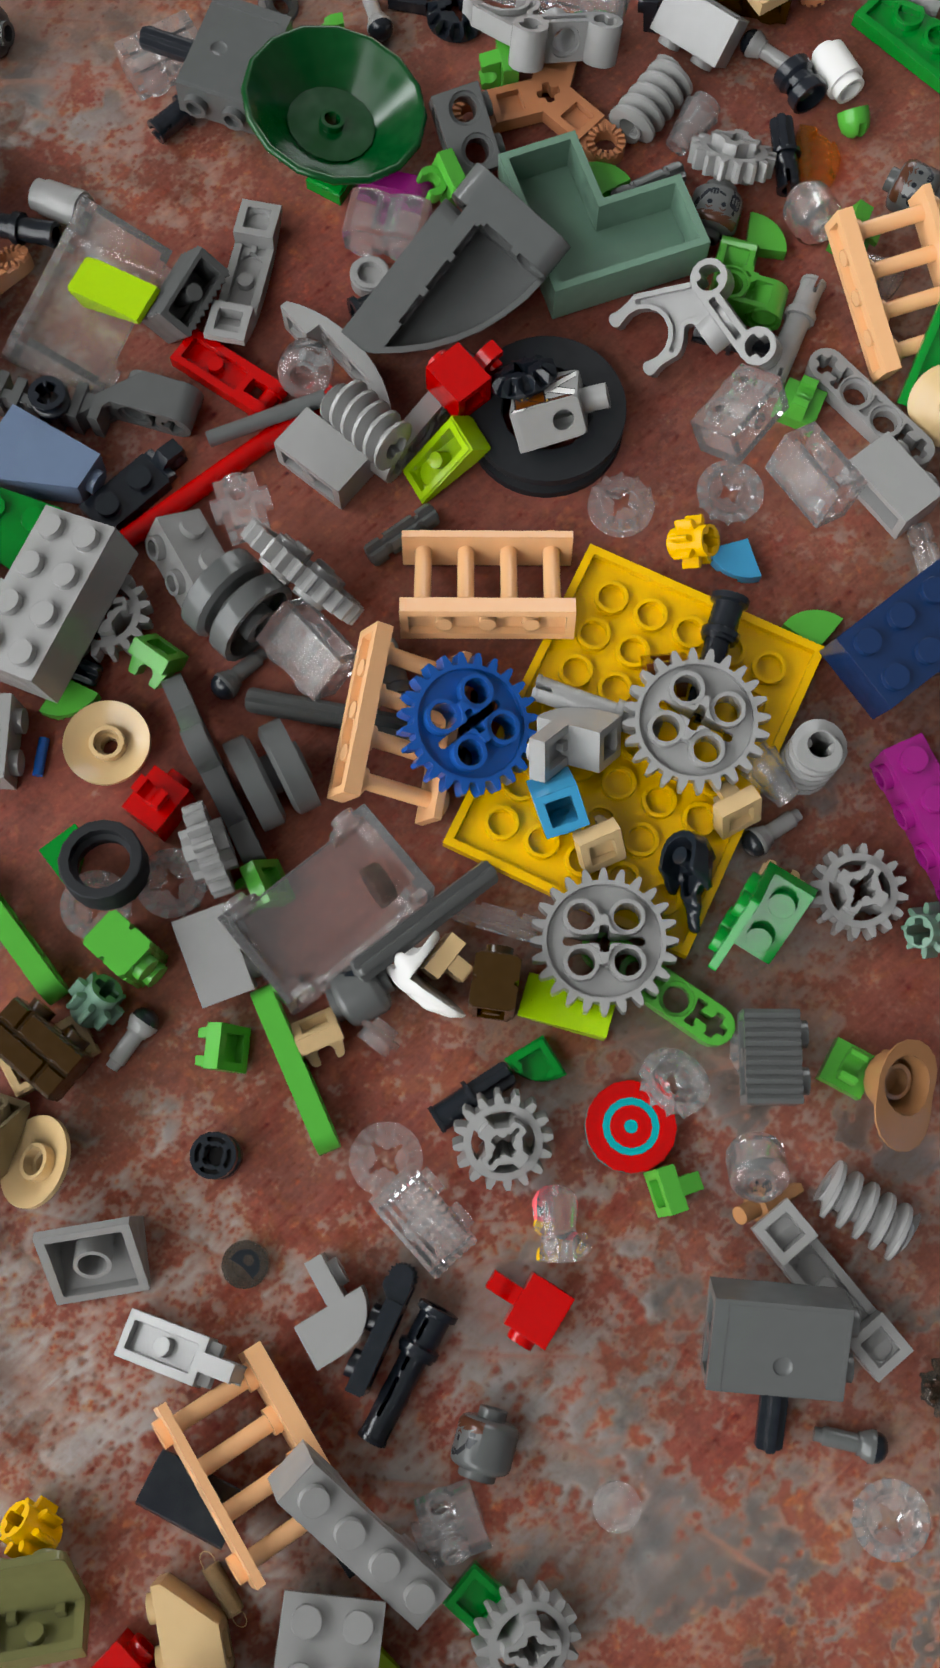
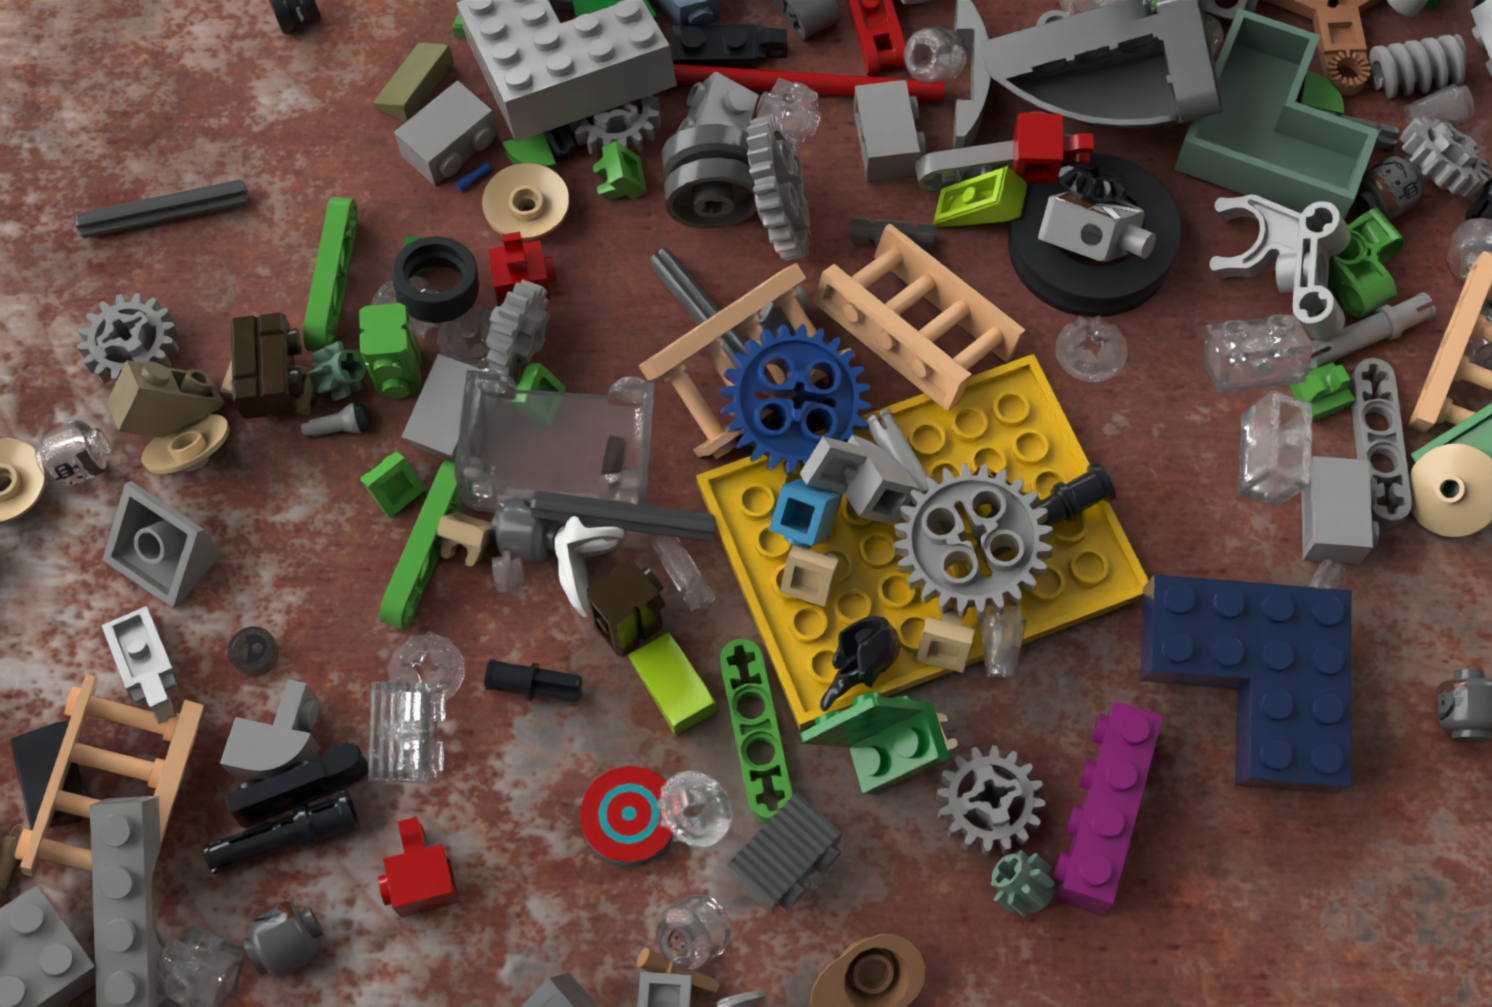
camera: 45 degrees right, 10 degrees down
(211, 768) = (582, 256): dark grey beam -> none
(223, 1158) = (314, 562): black wheel -> none
(227, 683) = (654, 233): dark grey piece -> none
(264, 418) = (870, 67): dark grey bar -> none
(272, 774) = (615, 315): dark grey wheel -> none
(308, 648) = (733, 251): clear brick -> none
(366, 422) = (936, 122): light grey piece -> none
(446, 959) = (608, 557): tan tile -> none
(516, 1152) = (526, 746): light grey gear -> none
(536, 1062) = (607, 702): green tile -> none
(555, 1221) = (499, 829): clear animal -> none
(602, 900) = (771, 622): light grey gear -> none
(669, 1189) = (613, 888): bright green tile -> none
(693, 541) = (1120, 419): yellow gear -> none
(734, 477) = (1210, 403): clear gear -> none
(737, 562) = (1145, 466): dark azure tile -> none
(758, 840) = (951, 692): light grey piece -> none
(767, 235) = (1420, 241): bright green tile -> none
(813, 625) = (1159, 561): bright green tile -> none
(814, 754) = (1051, 657): light grey piece -> none
(845, 1068) = (843, 926): bright green tile -> none

